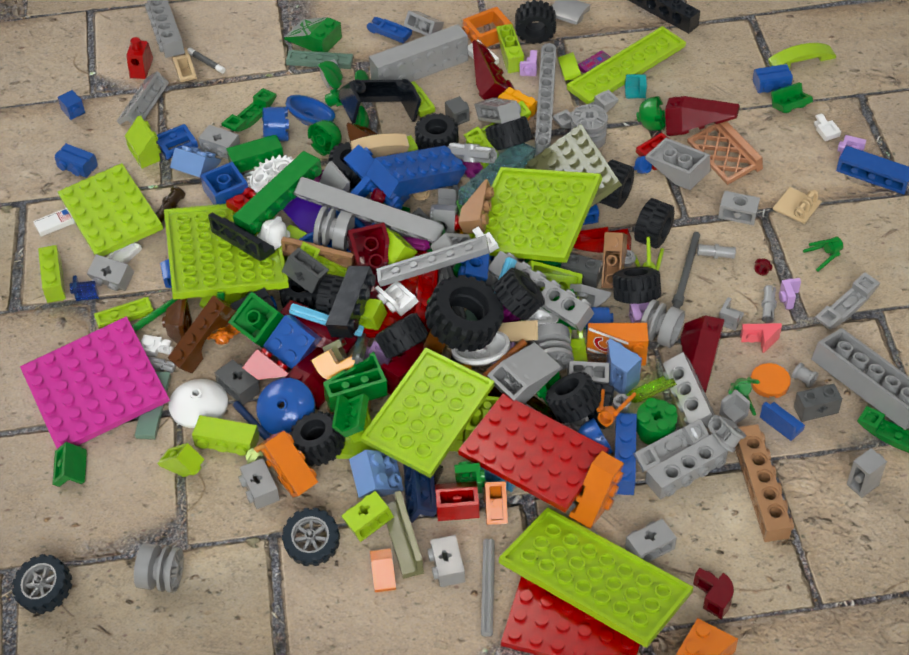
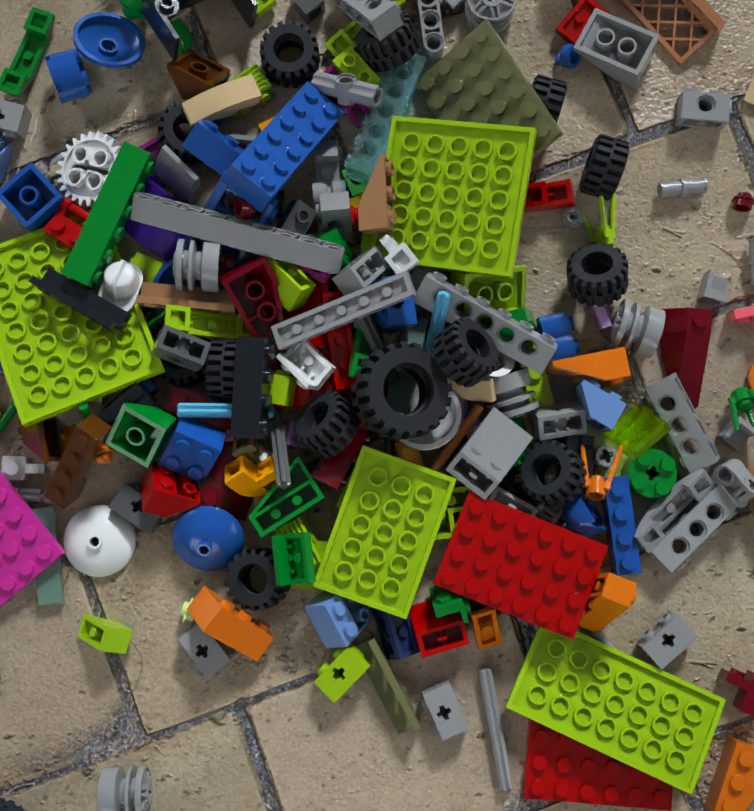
camera: 10 degrees left, 35 degrees up
(225, 435) = (146, 589): lime brick -> none
(250, 419) = (177, 561): dark blue bar -> none
(251, 153) = (55, 130): green brick -> none
(319, 555) = (281, 733): black wheel -> none
(324, 136) = (143, 85): green cylinder -> none
(382, 570) = (374, 729): slope -> none
(587, 266) = (532, 254): dark grey brick -> none
(591, 294) = (540, 295): light grey slope -> none
(613, 256) = (559, 231): medium nougat slope -> none
(678, 298) = (646, 273): dark grey bar -> none

